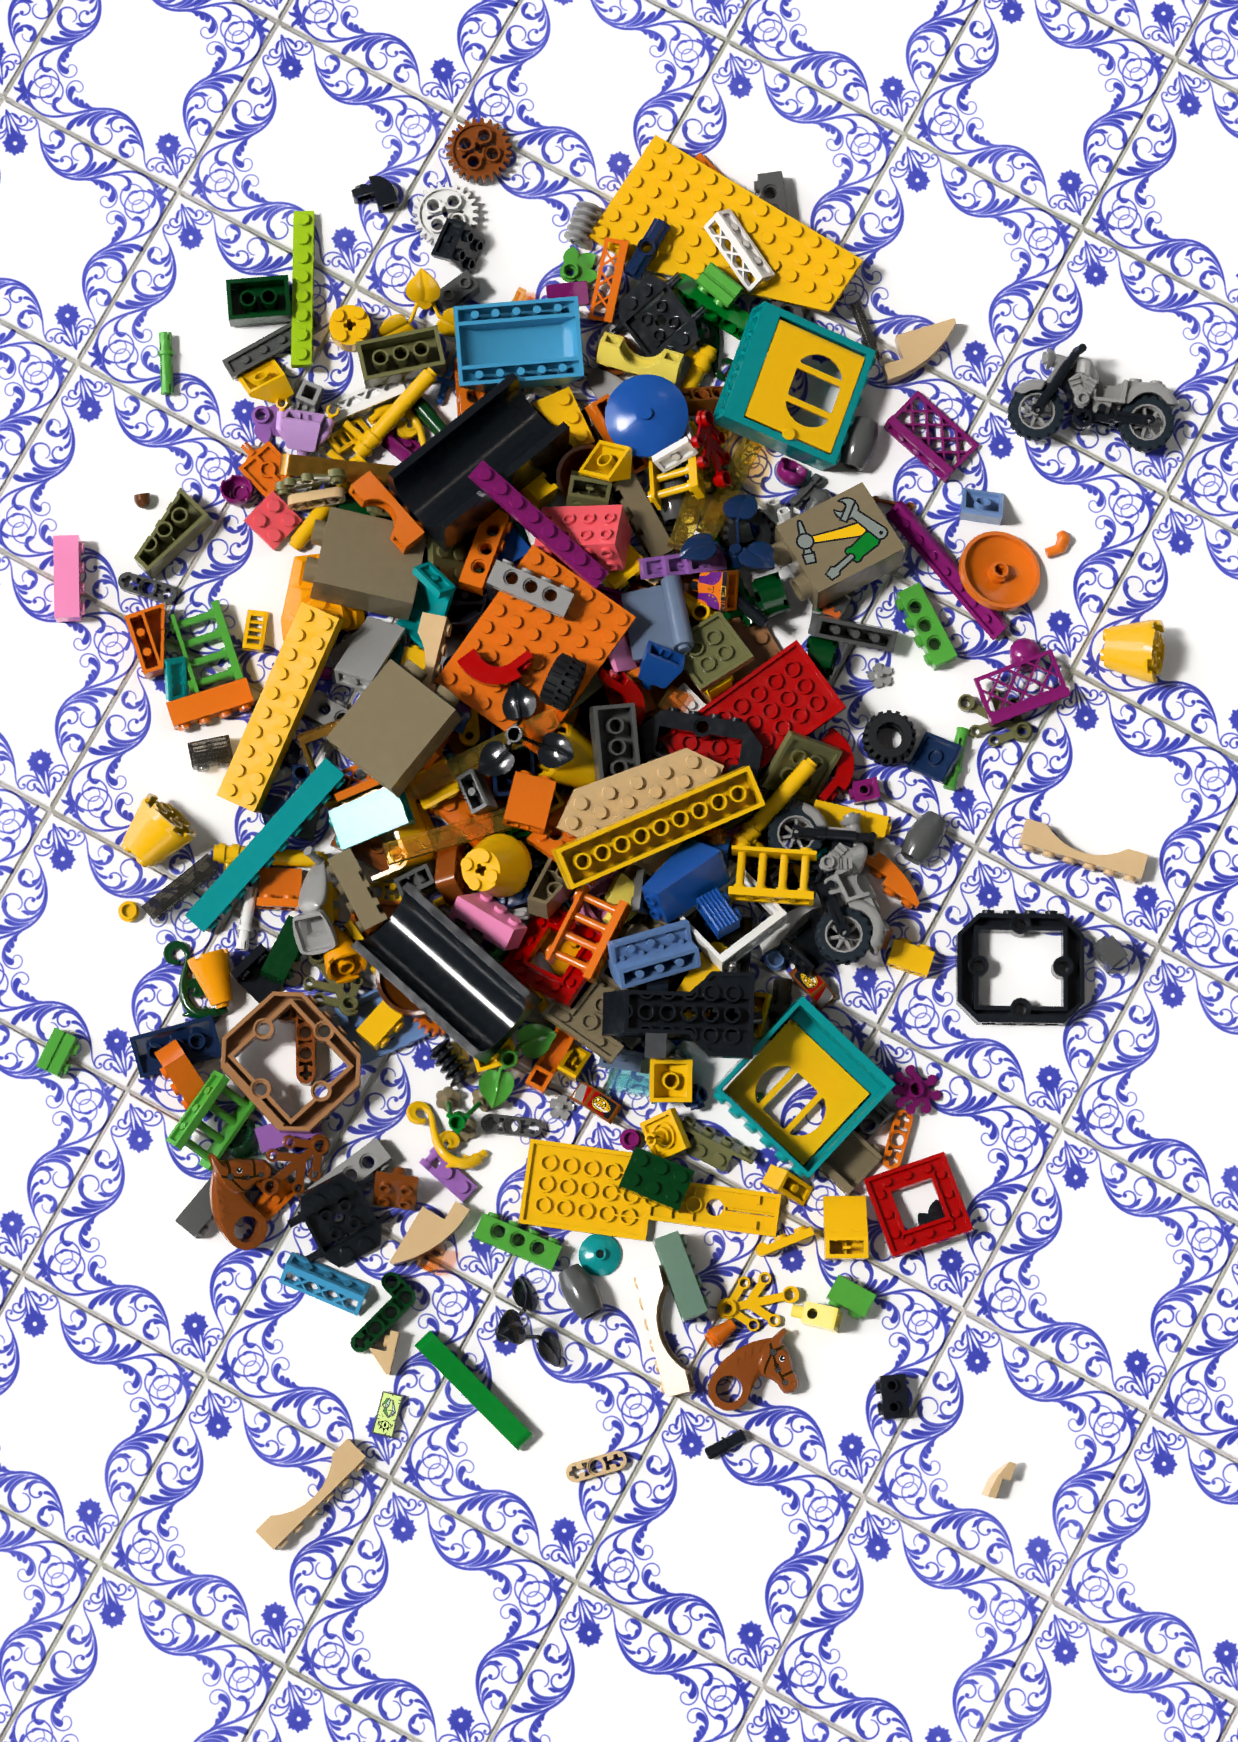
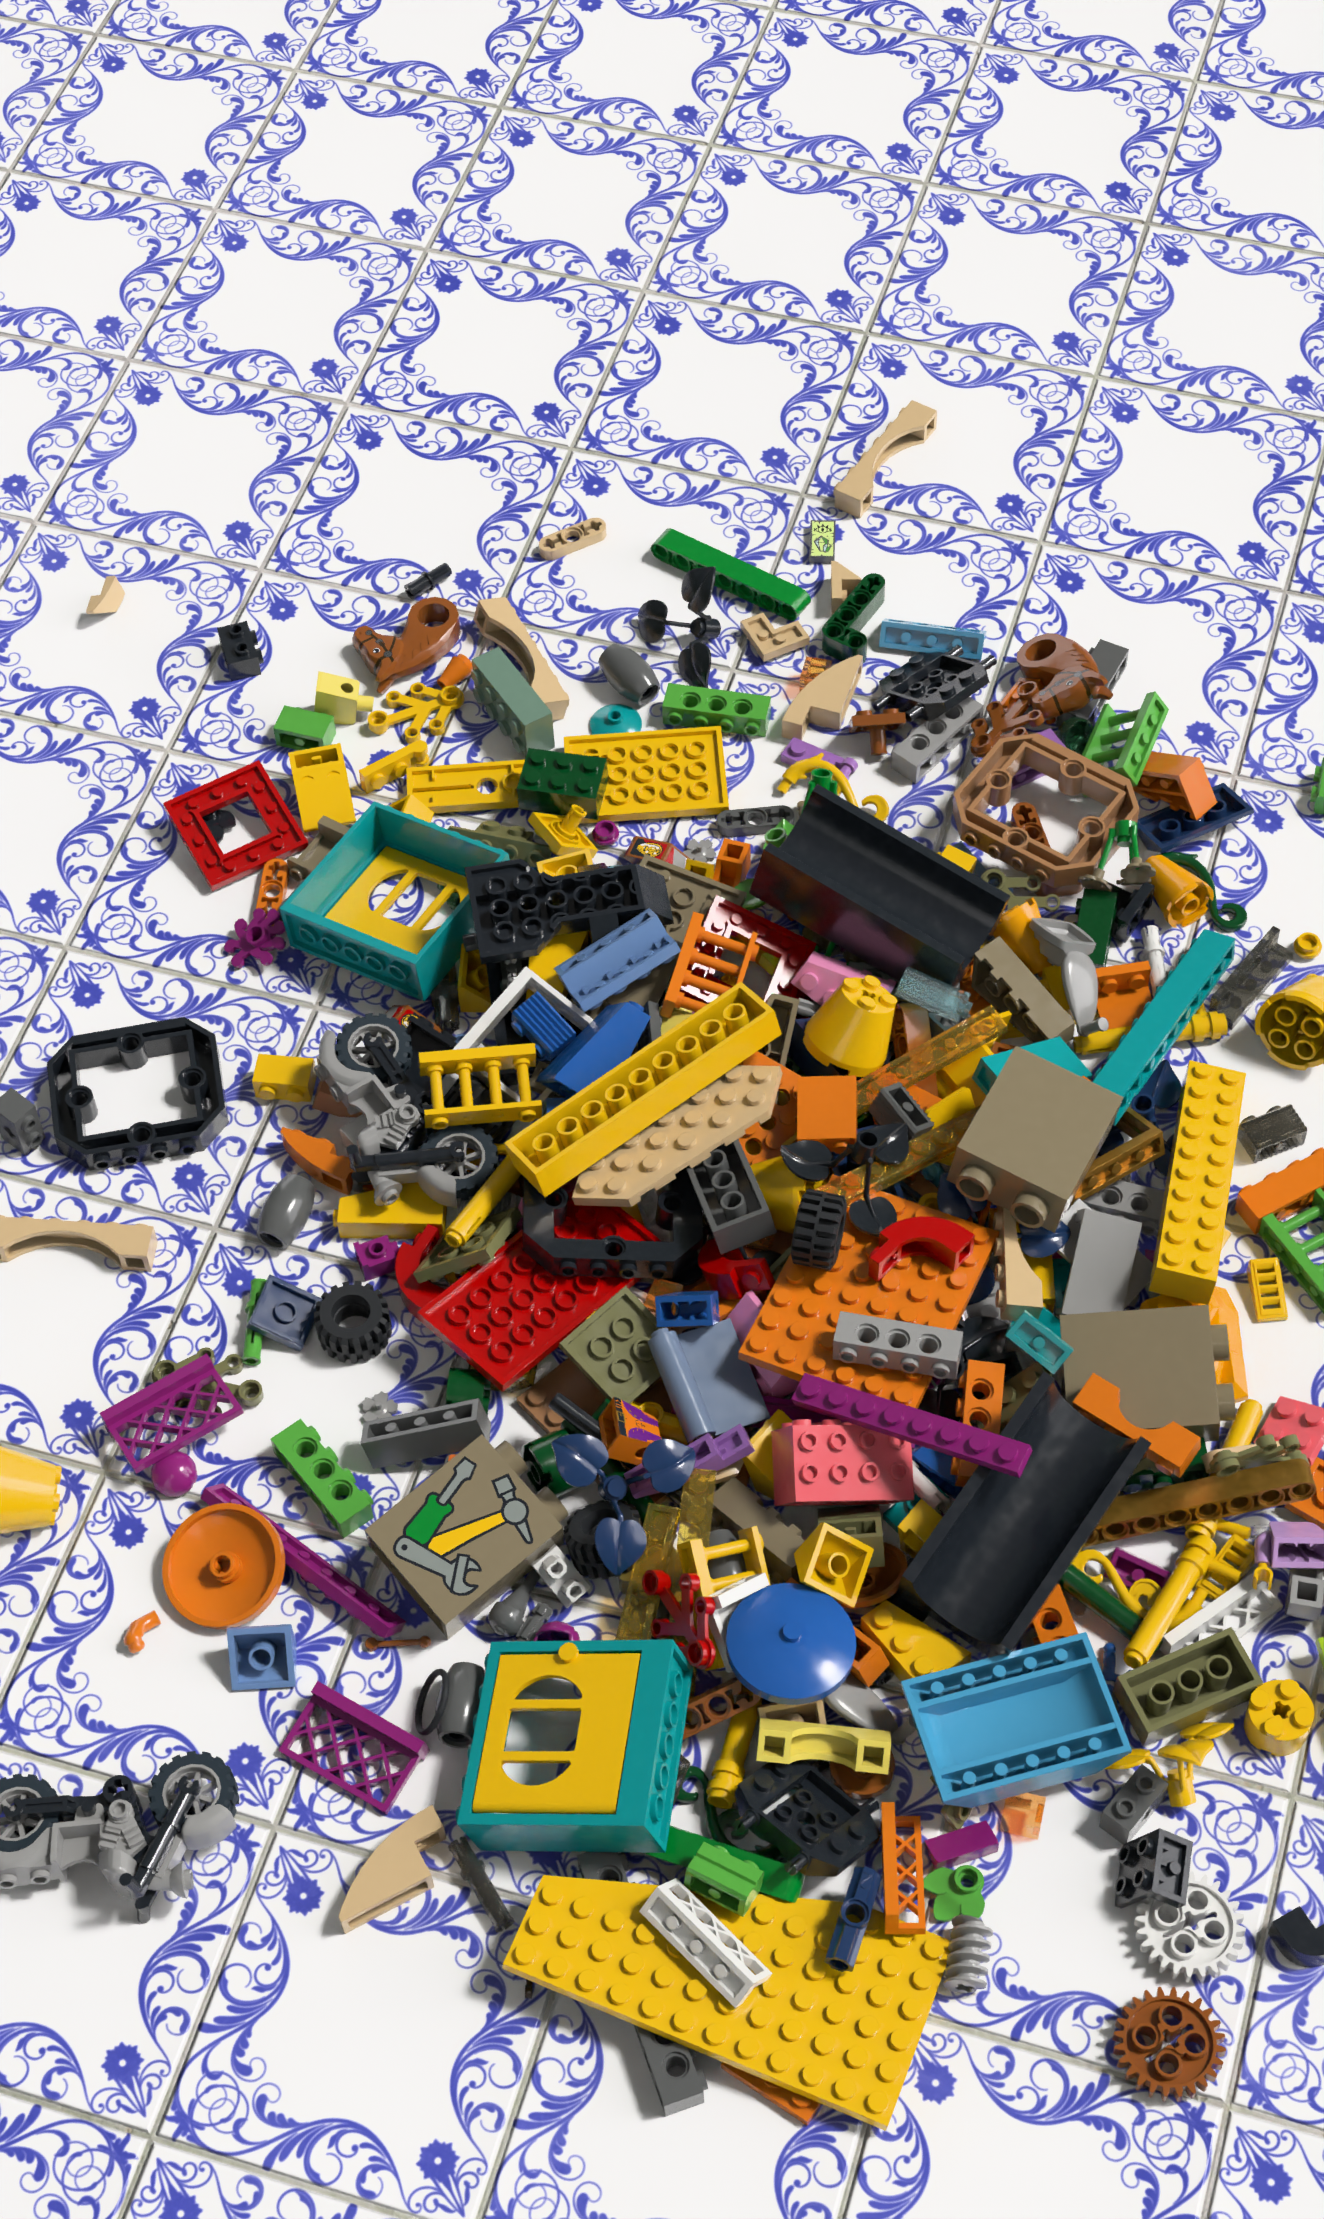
camera: 175 degrees right, 25 degrees down
(245, 986) = (1134, 874): none -> plant
(429, 877) = (934, 995): none -> clear light blue brick
(455, 1307) = (770, 641): none -> tan plate
(868, 444) = (442, 1704): none -> black tyre

